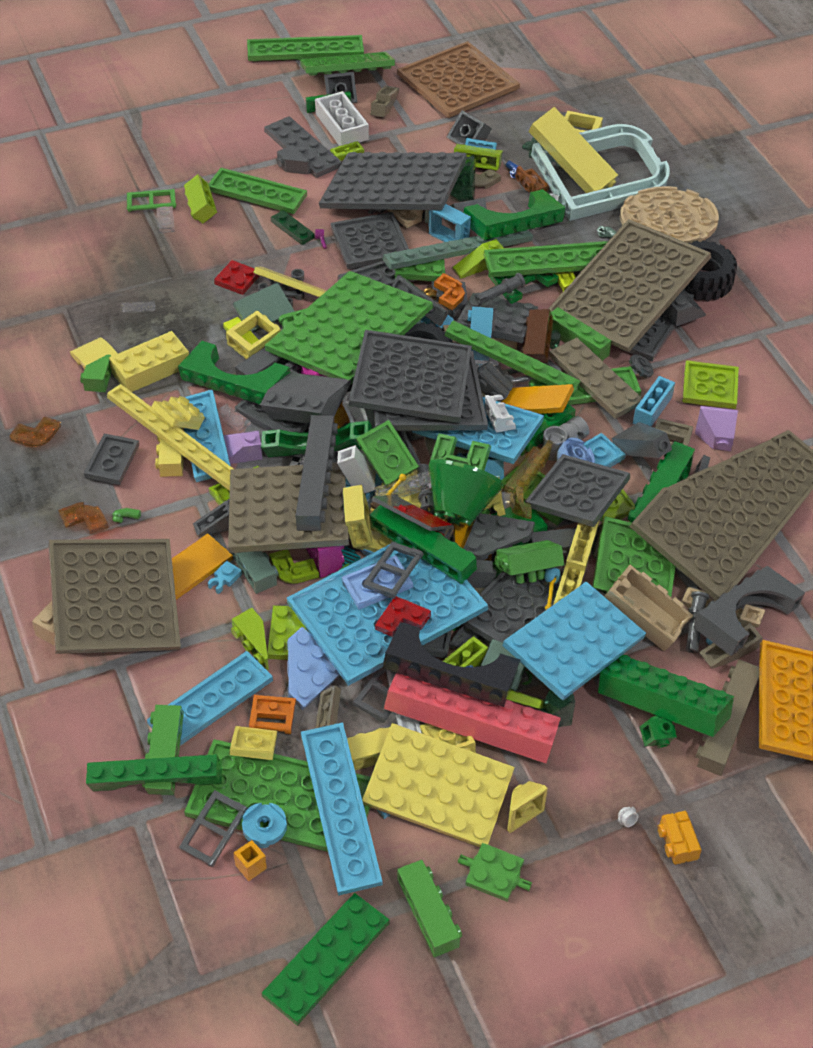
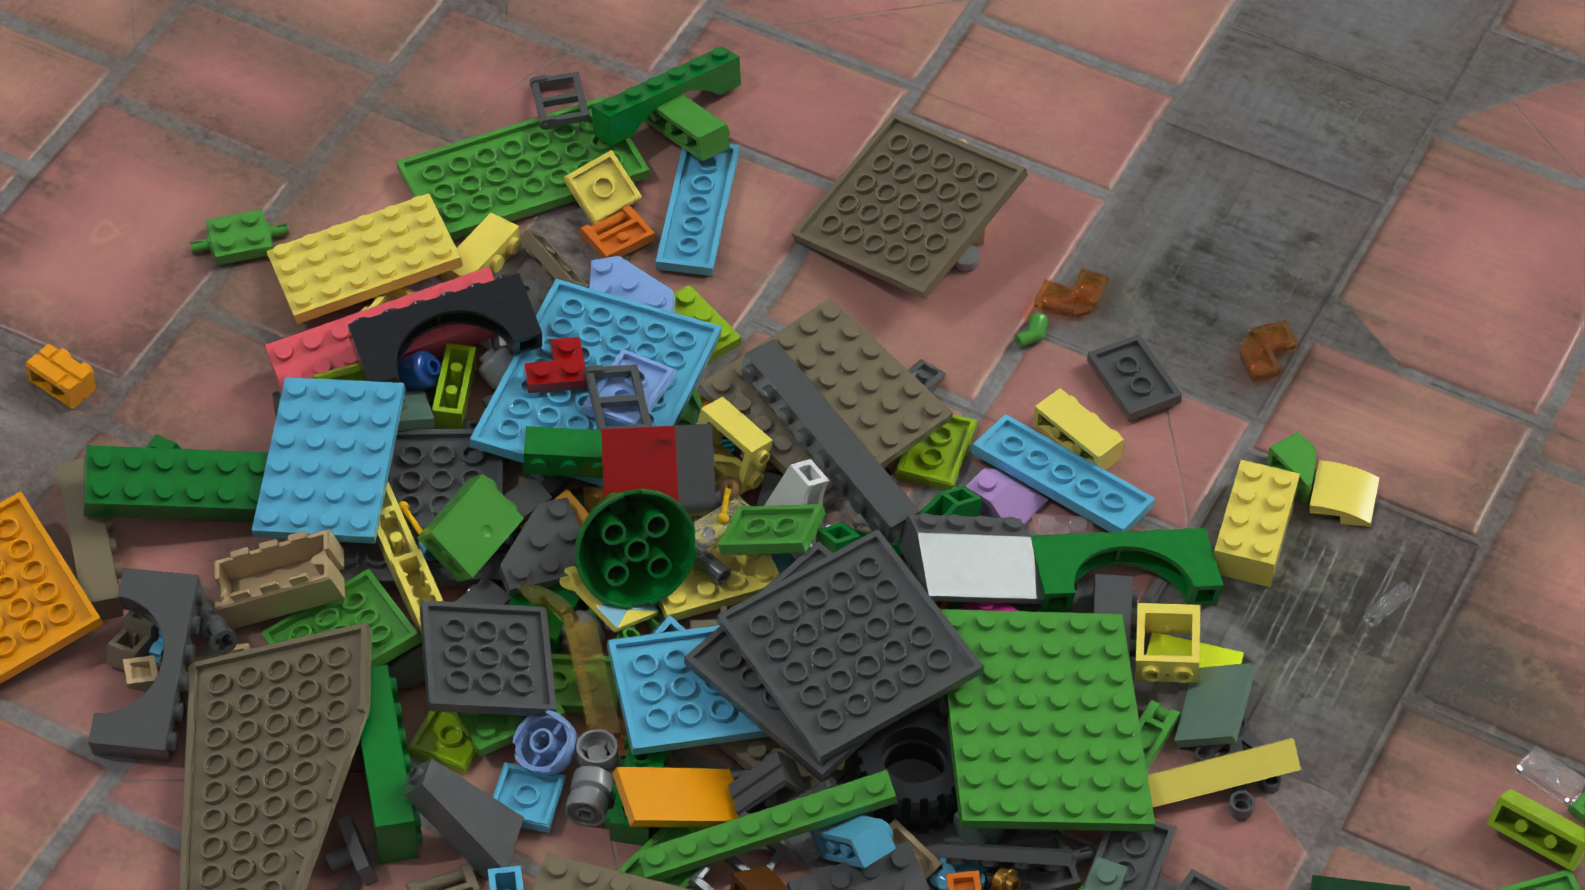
camera: 140 degrees right, 0 degrees up
(171, 435) = (1081, 418): light yellow plate -> none
(179, 413) = (1110, 449): light yellow plate -> none
(197, 563) = (889, 317): light orange tile -> none
(236, 277) = (1325, 748): red plate -> none
(250, 630) = (724, 290): lime slope -> none
(250, 860) = (491, 91): light orange brick -> none
(264, 836) = (503, 133): medium azure plate -> none
(325, 959) = (344, 82): green plate -> none
(341, 809) = (446, 174): medium azure plate -> none
(429, 908) = (279, 164): bright green brick -> none
(477, 454) = (666, 610): bright green plate -> none
(498, 414) = (688, 694): white hinge -> none
(526, 803) = (255, 298): light yellow slope -> none
(627, 816) = (135, 366): white plate -> none

